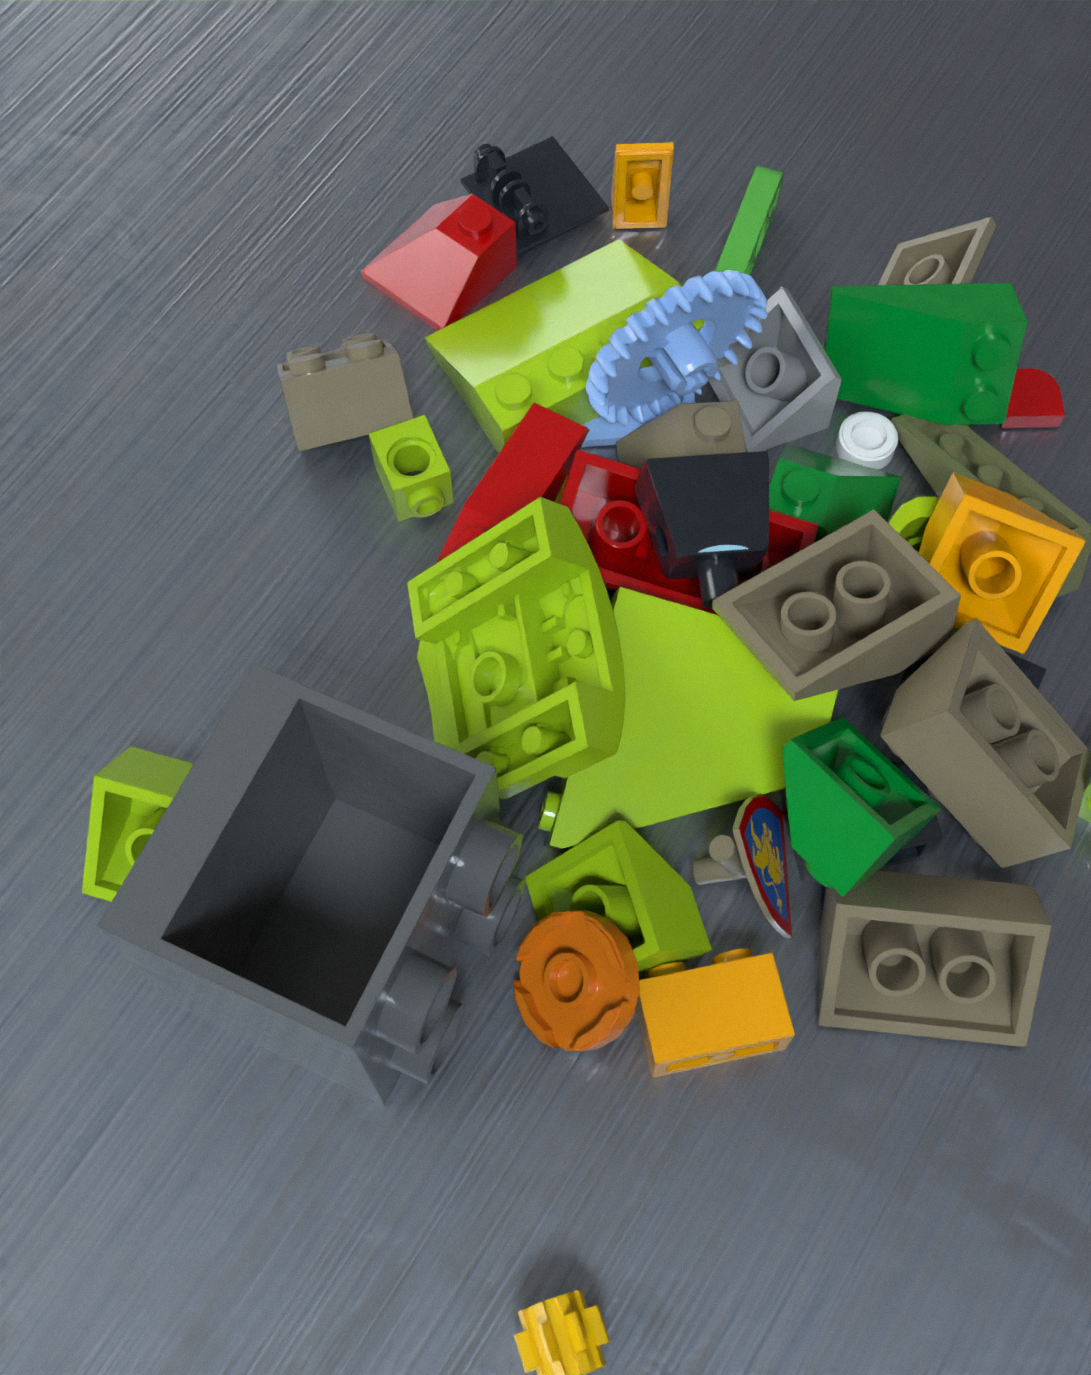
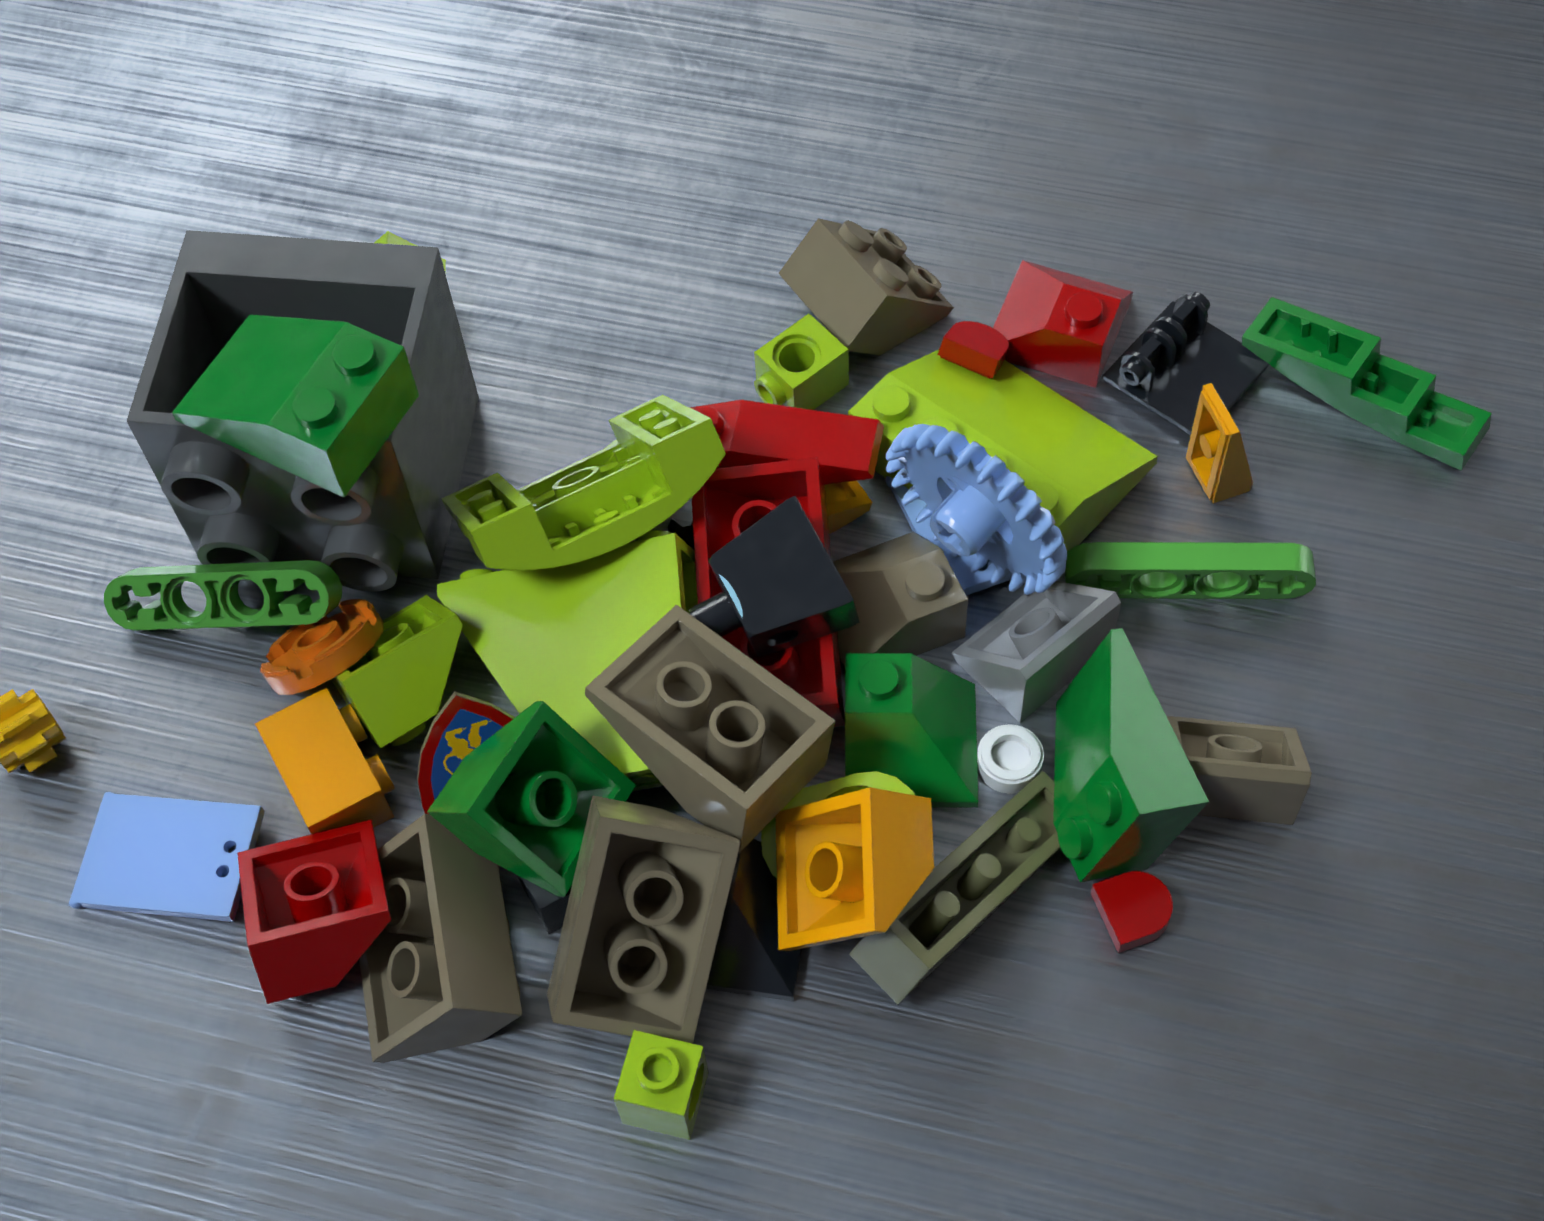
camera: 75 degrees right, 5 degrees down
(413, 839) = (304, 396): none -> green slope
(459, 323) = (974, 347): none -> red tile
(465, 1068) = (222, 597): none -> bright green beam
(600, 85) = (1352, 376): none -> green slope
(750, 1210) = (166, 857): none -> light blue container
(873, 1050) = (312, 908): none -> red slope

